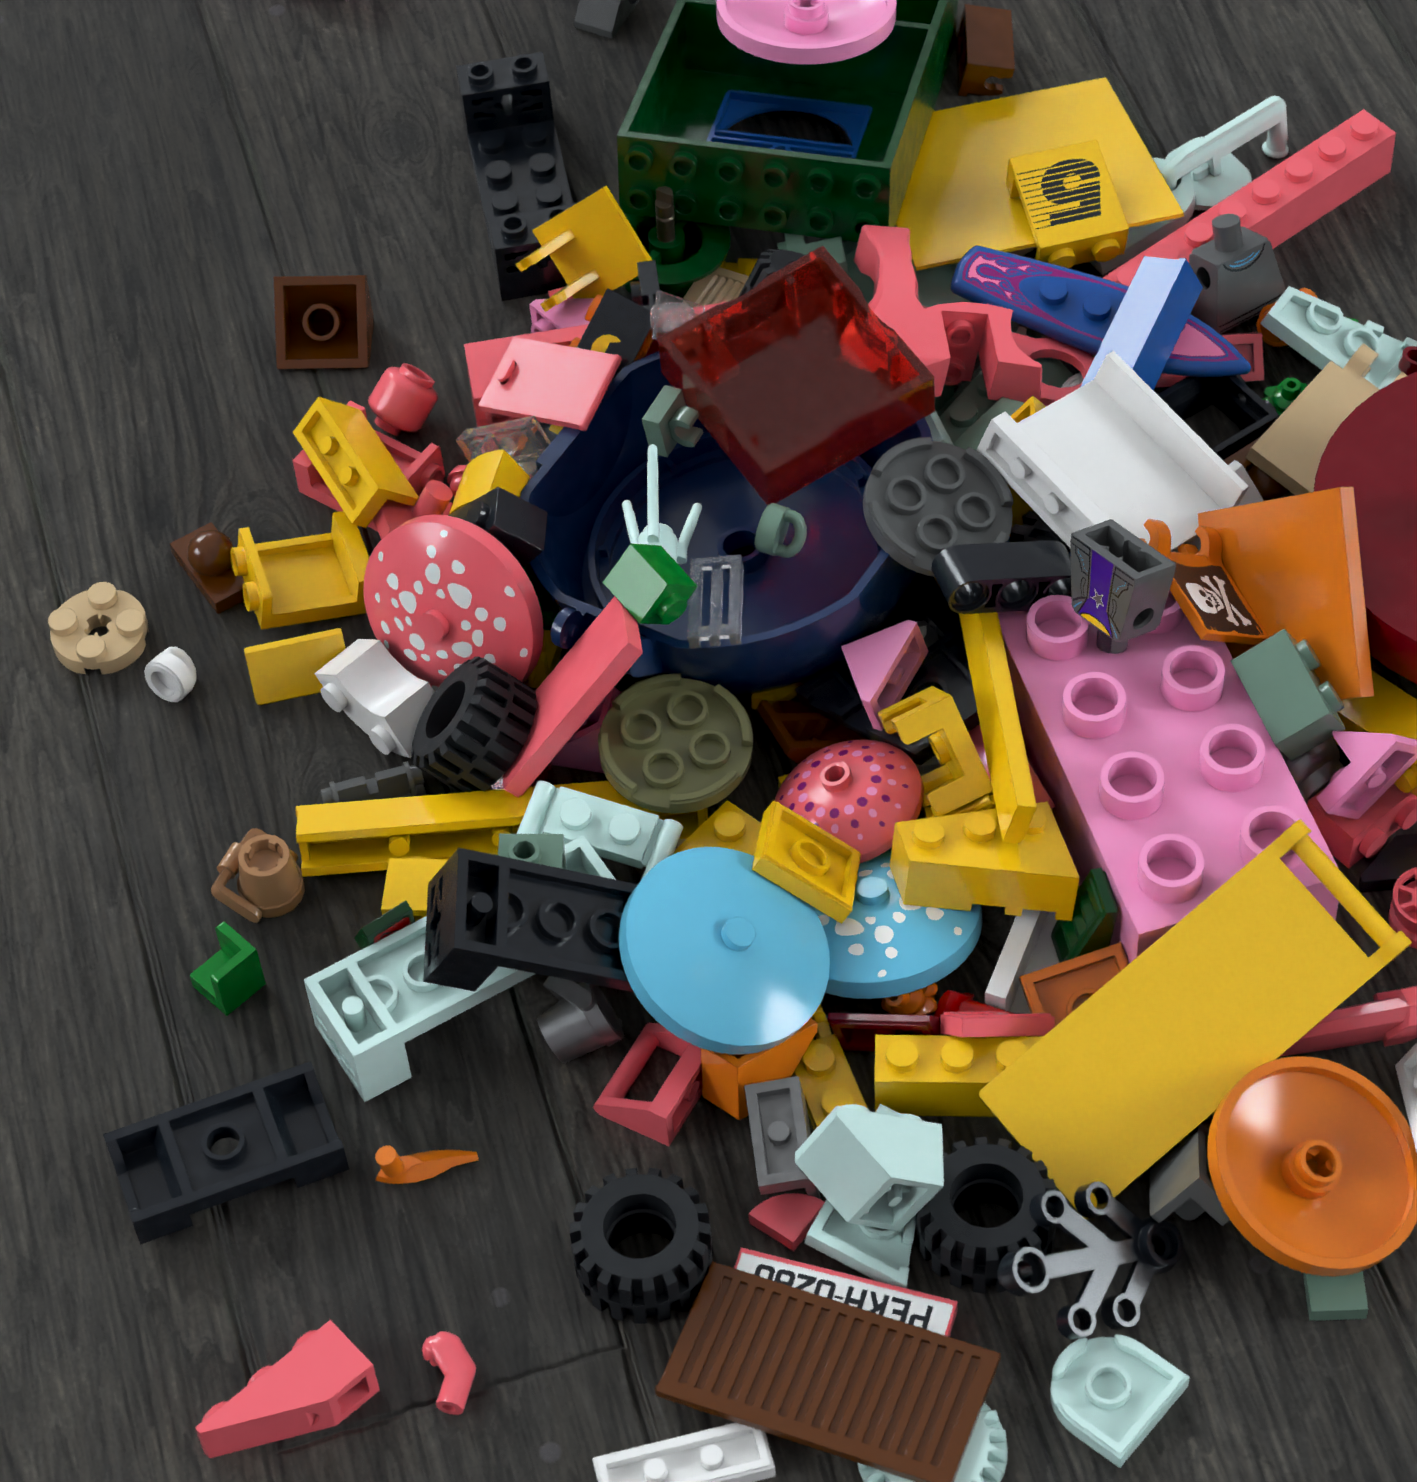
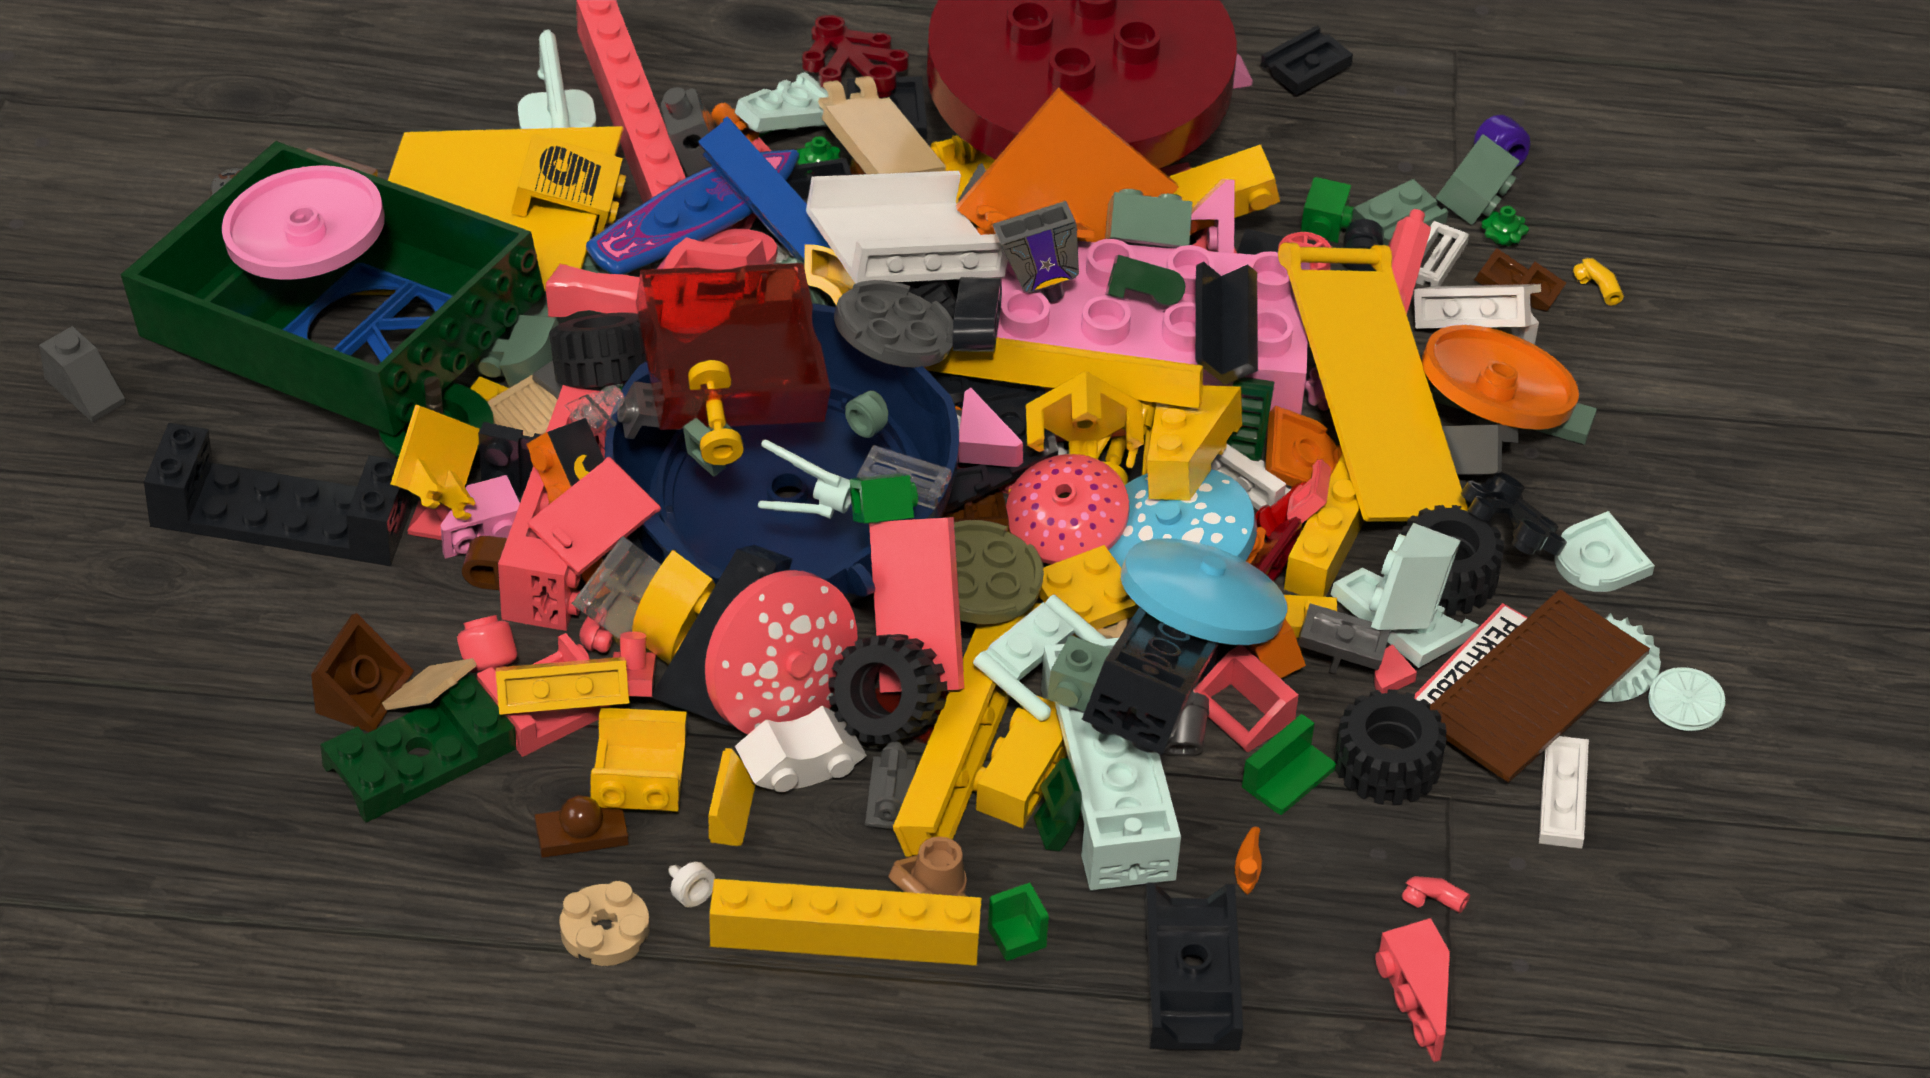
camera: 75 degrees left, 5 degrees down
(163, 819) = (845, 922): none -> yellow brick
(223, 384) = (457, 728): none -> dark green piece
(330, 375) = (429, 684): none -> tan piece
(575, 1150) = (1286, 767): none -> green panel
(637, 418) = (722, 444): none -> yellow wheel
(807, 861) = (1140, 527): yellow tile -> none
(1140, 807) = (1226, 322): none -> black panel
(1164, 711) = (1160, 283): none -> dark green leg

